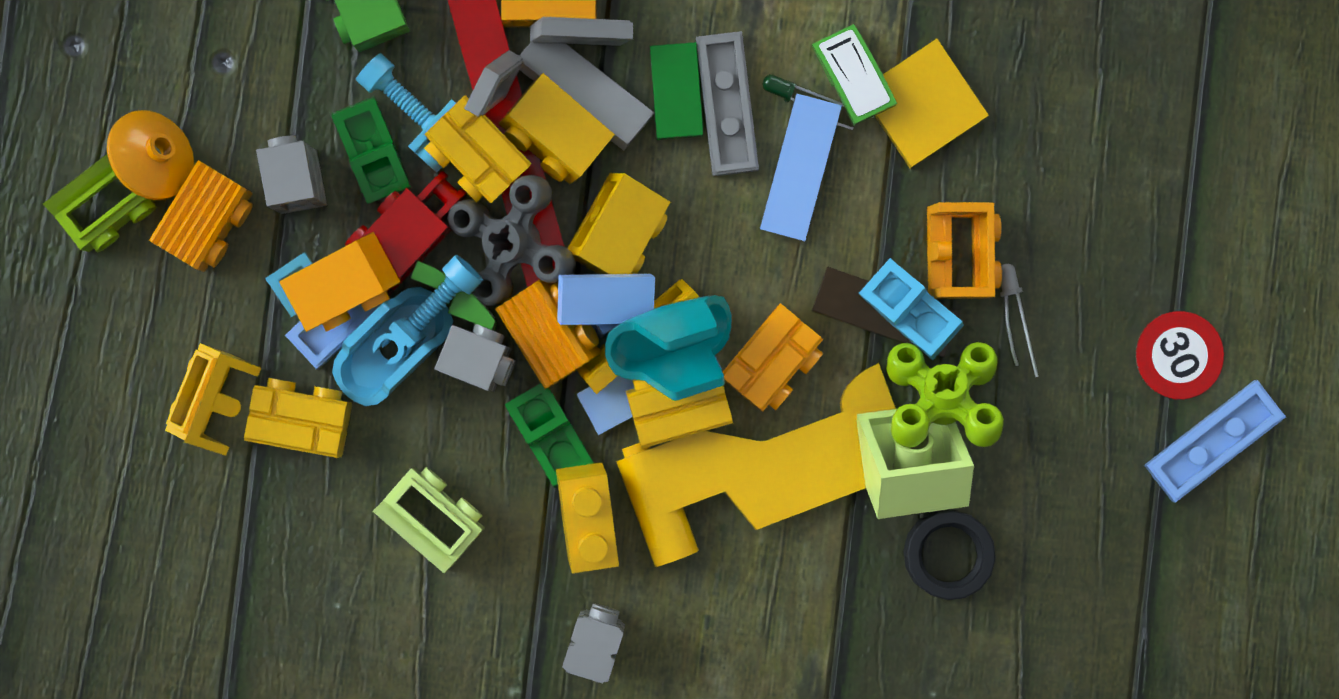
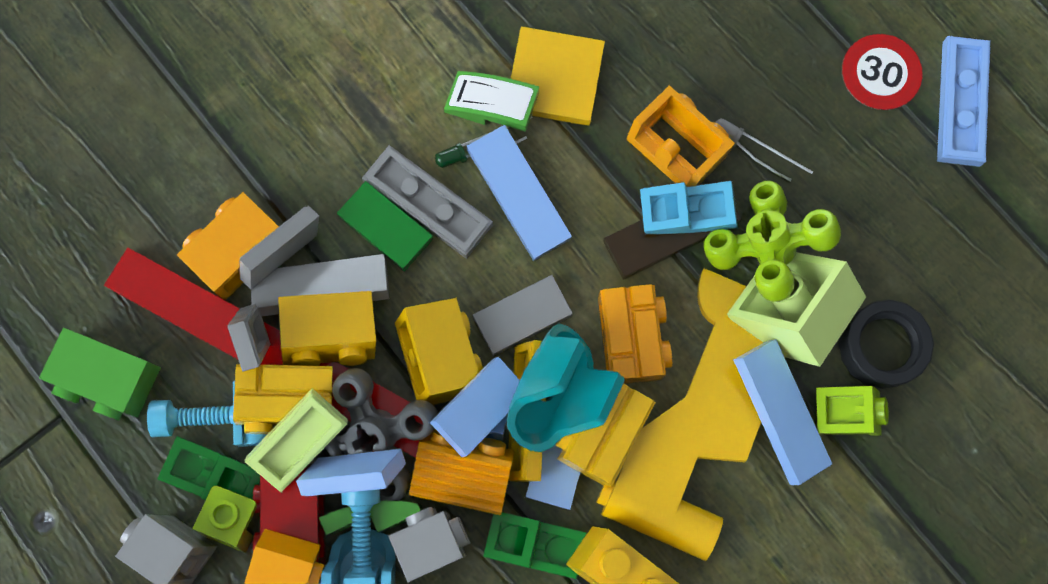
camera: 45 degrees left, 10 degrees down
(353, 195) = (226, 518): none -> lime bracket
(454, 192) = (296, 440): none -> yellowish green tile
(470, 254) = (351, 473): none -> light blue tile
(709, 261) = (522, 315): none -> light grey tile
(820, 523) = (783, 412): none -> light blue tile
(871, 574) = (851, 410): none -> lime bracket

